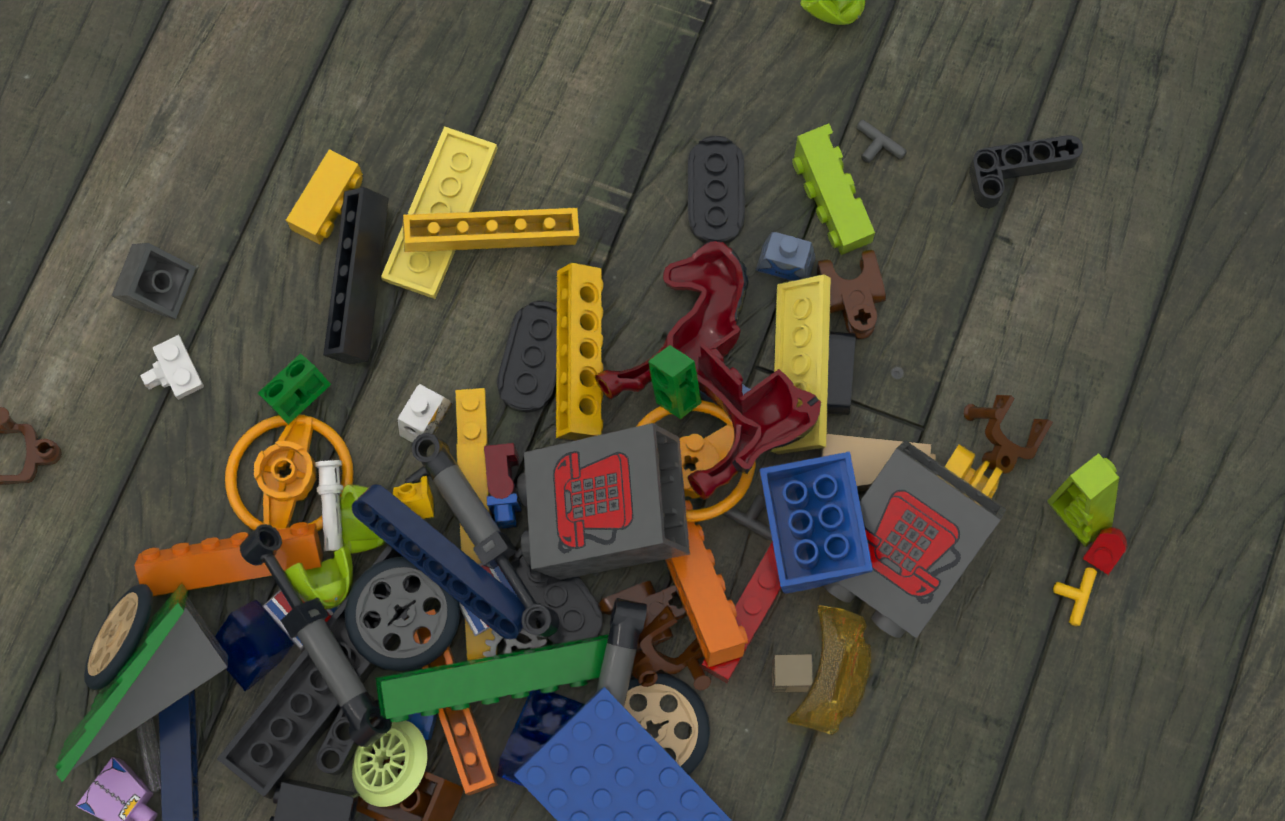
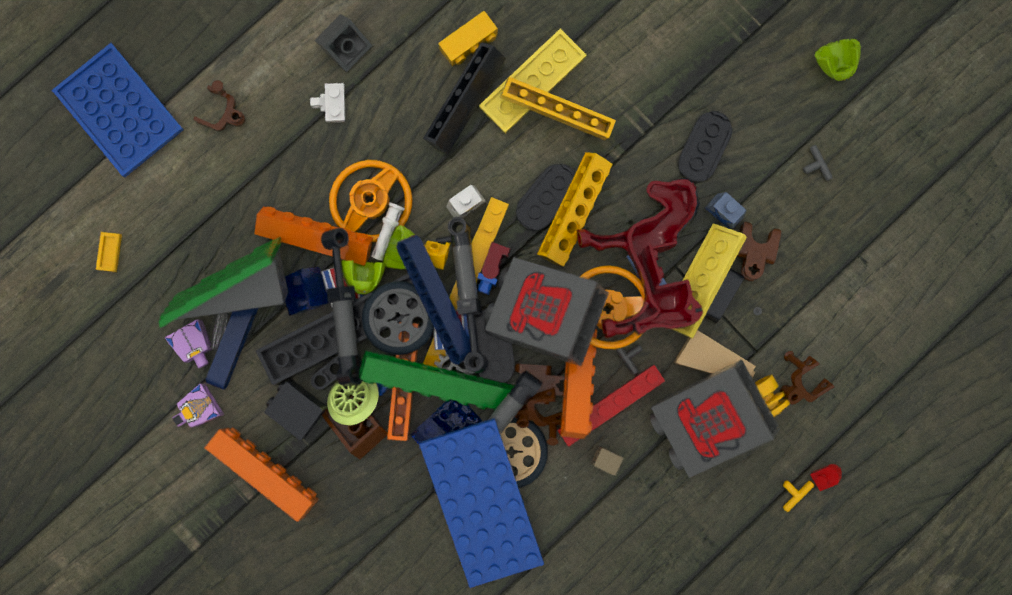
camera: 20 degrees right, 10 degrees up
(118, 636) = (230, 252): wedge -> none
(294, 388) = (396, 150): green brick -> none
(675, 381) = (622, 257): green brick -> none
(815, 522) = (664, 383): blue slope -> none
(832, 190) = (775, 182): lime wedge -> none
(840, 674) = (633, 473): clear yellow windscreen -> none
(1027, 164) = (901, 221): black beam -> none
(1088, 499) = (831, 444): lime wedge -> none

